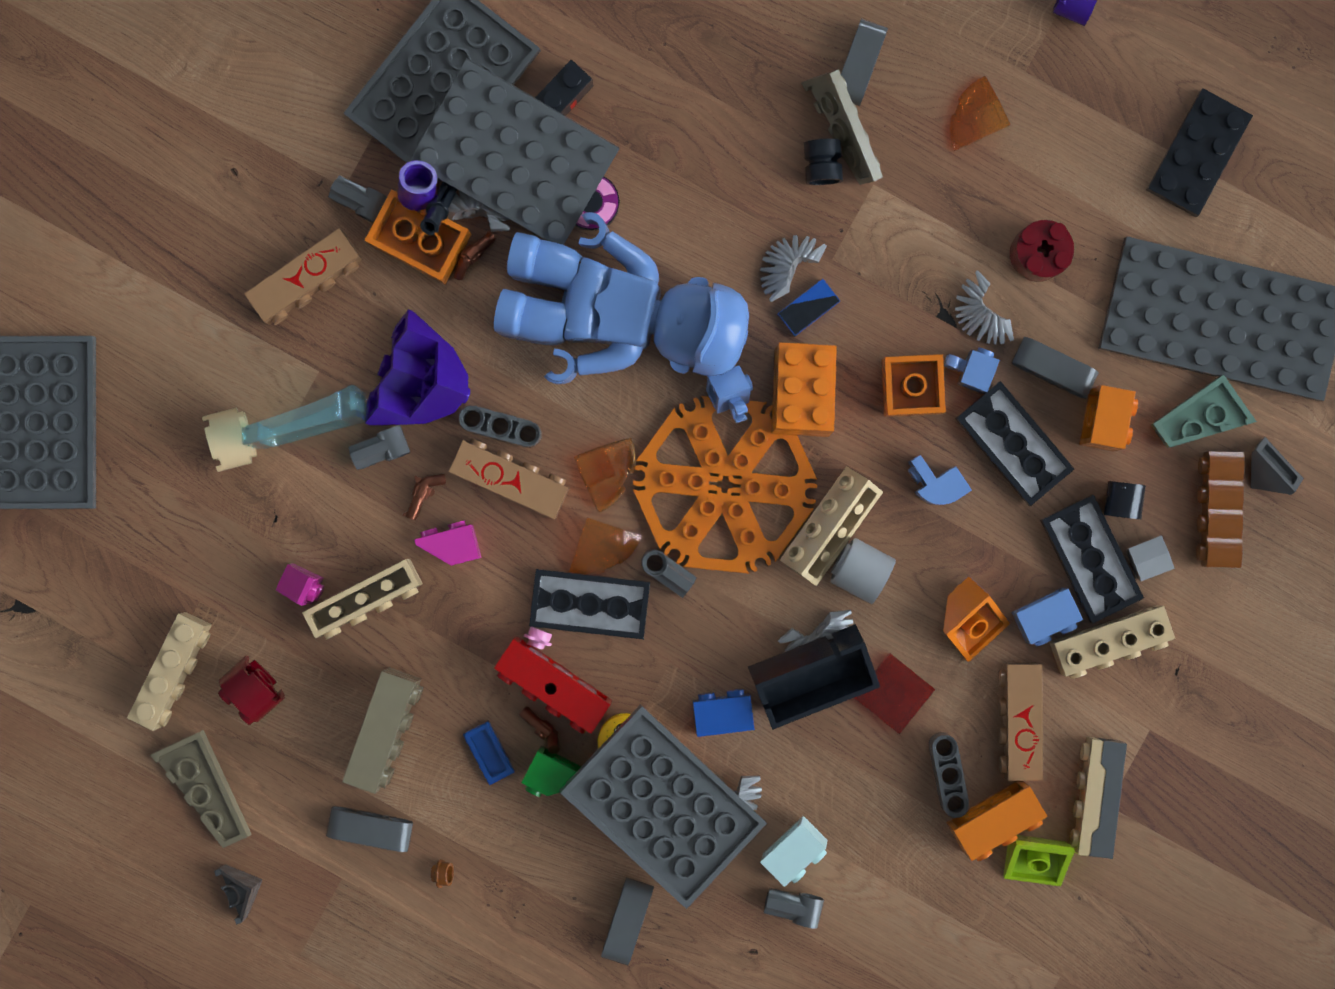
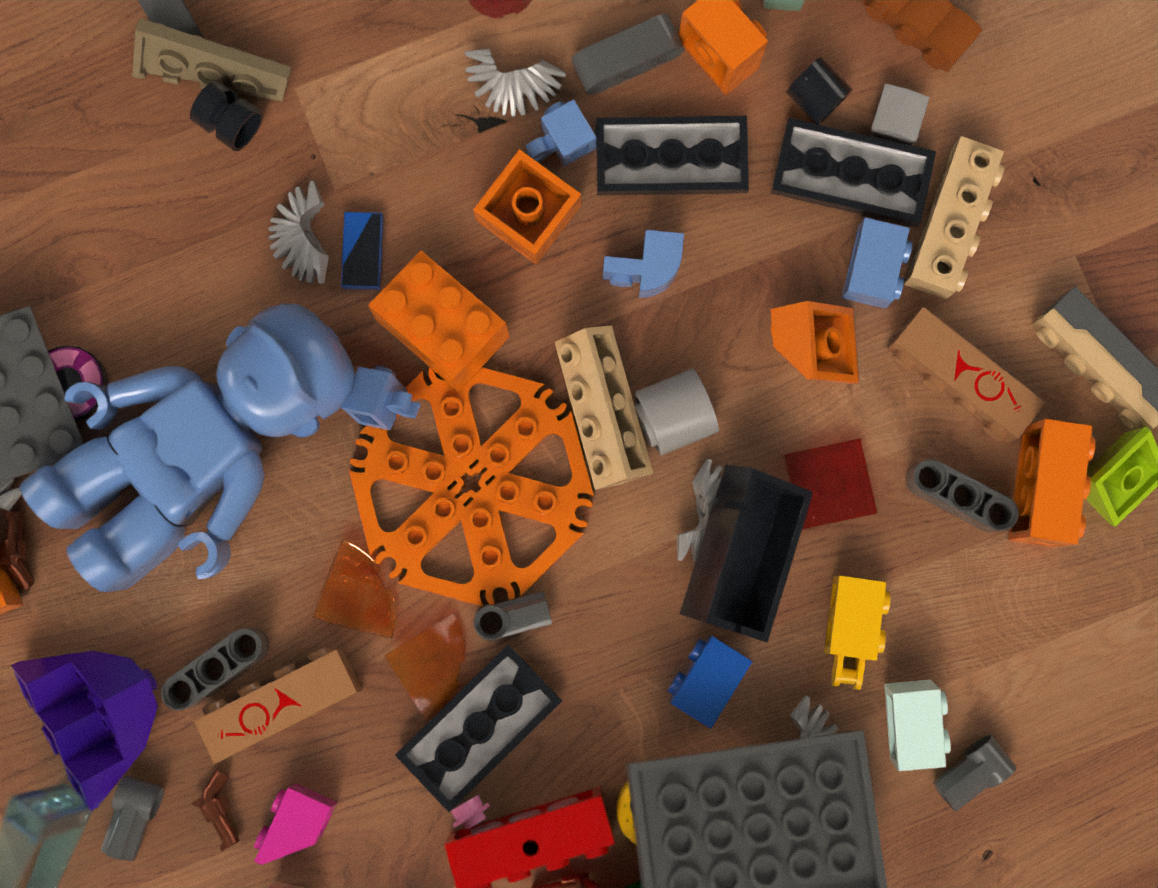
camera: 50 degrees left, 5 degrees down
(823, 773) = (855, 626): none -> yellow brick

